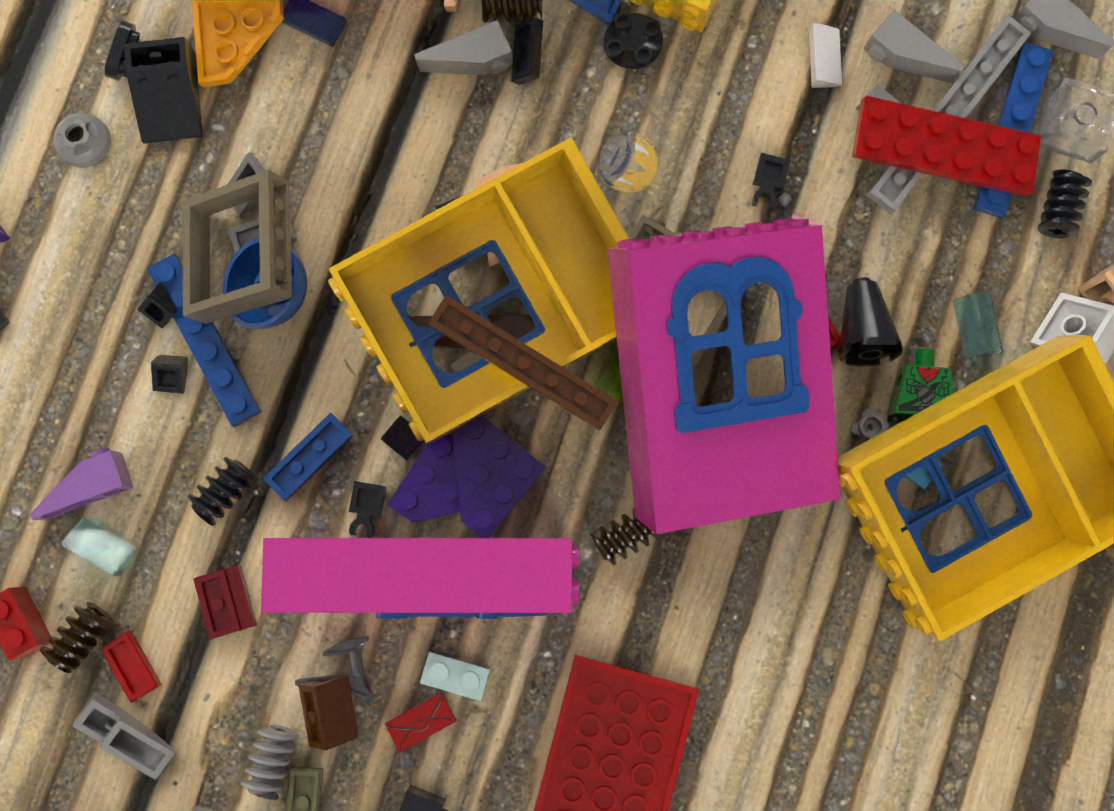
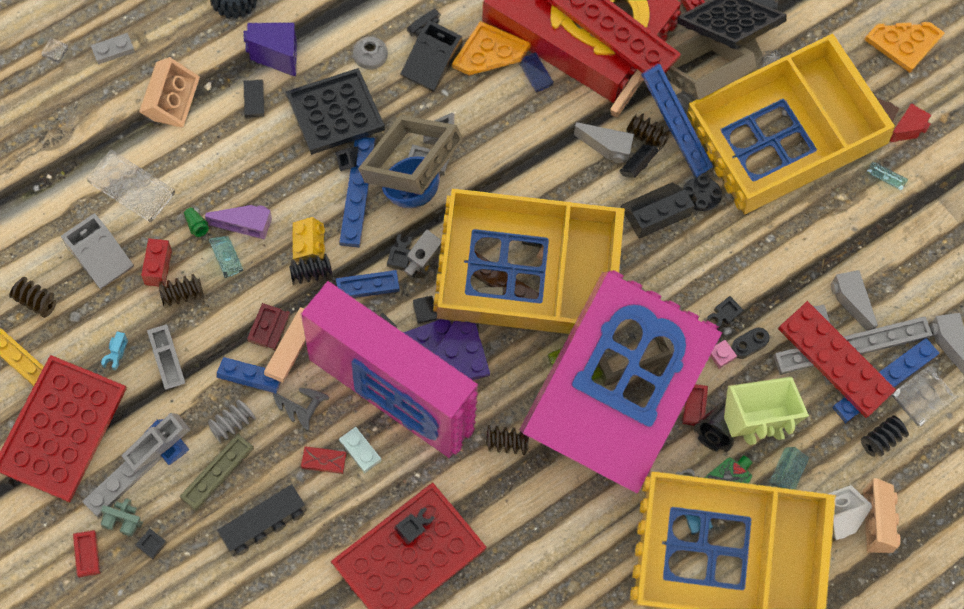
camera: 30 degrees right, 15 degrees down
(28, 532) = (197, 224): none -> green cone
(53, 772) = (117, 347): none -> medium azure plate
(94, 254) = (335, 111): none -> black plate
(130, 666) = (195, 326): red tile -> none
(169, 373) = (326, 195): black slope -> none
(189, 450) = (308, 239): none -> yellow bracket
(247, 681) = (246, 374): none -> blue plate
(273, 629) = (287, 350): none -> light nougat tile
(320, 389) = (398, 255): none -> black plate
(328, 712) = (280, 418): reddish brown panel -> none
(349, 355) = (424, 254): none -> light grey torso
(522, 362) = (516, 300): reddish brown plate -> none
(593, 98) = (658, 209): none -> black slope
(593, 737) = (412, 527): none -> black plate
(629, 162) = (653, 254): clear tile -> none
(824, 194) = (751, 342): none -> black plate
(825, 56) = (805, 271): white slope -> none
(910, 275) = (764, 409): none -> yellowish green piece

